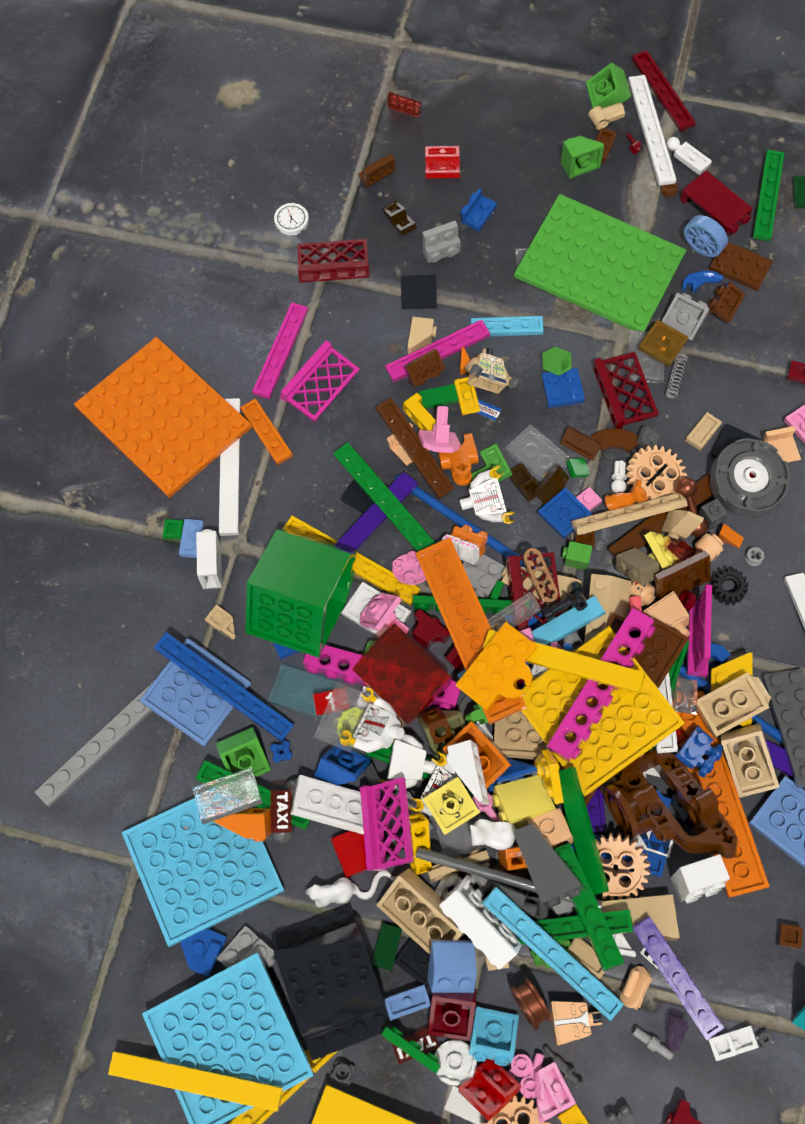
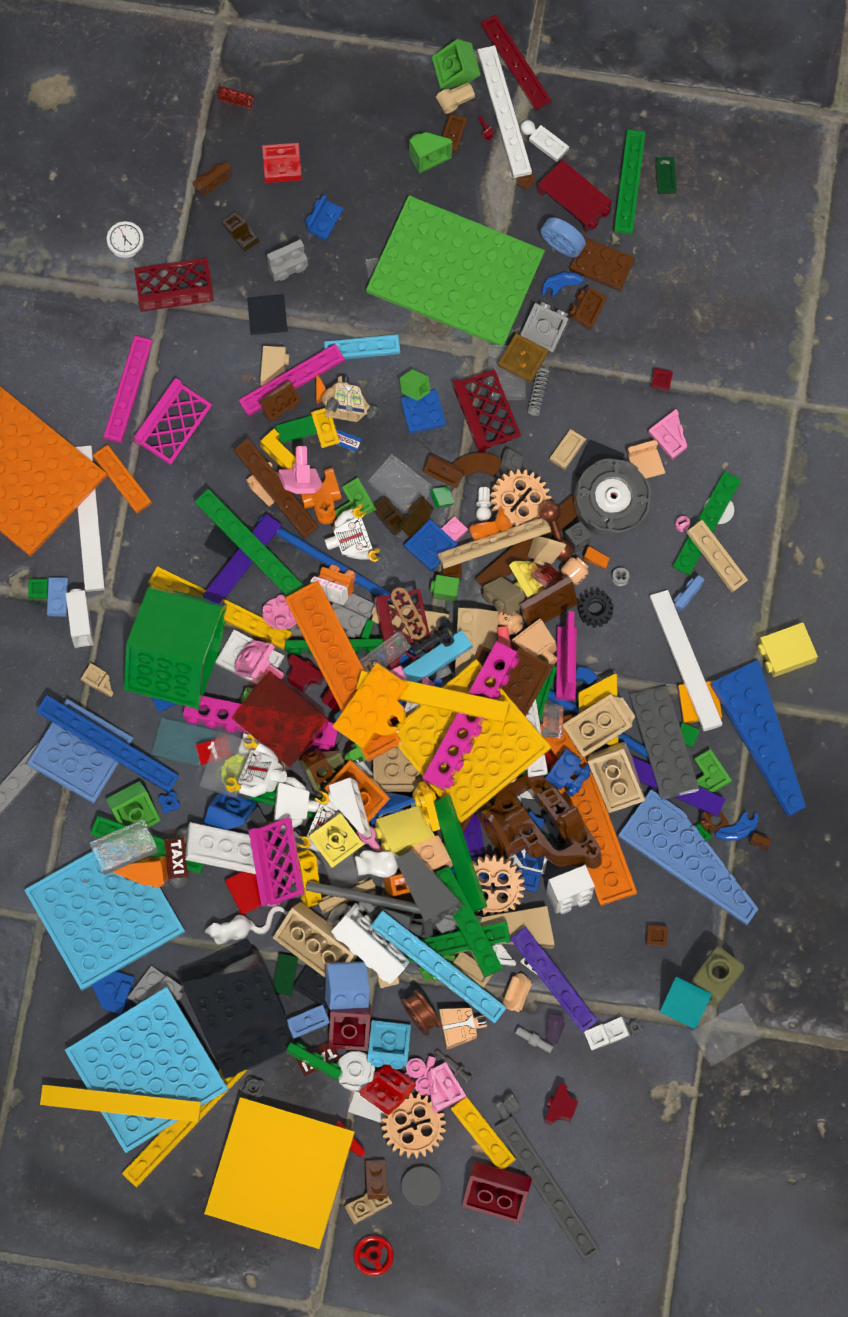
camera: 10 degrees left, 5 degrees up
(687, 599) = (554, 625): dark red tile -> none

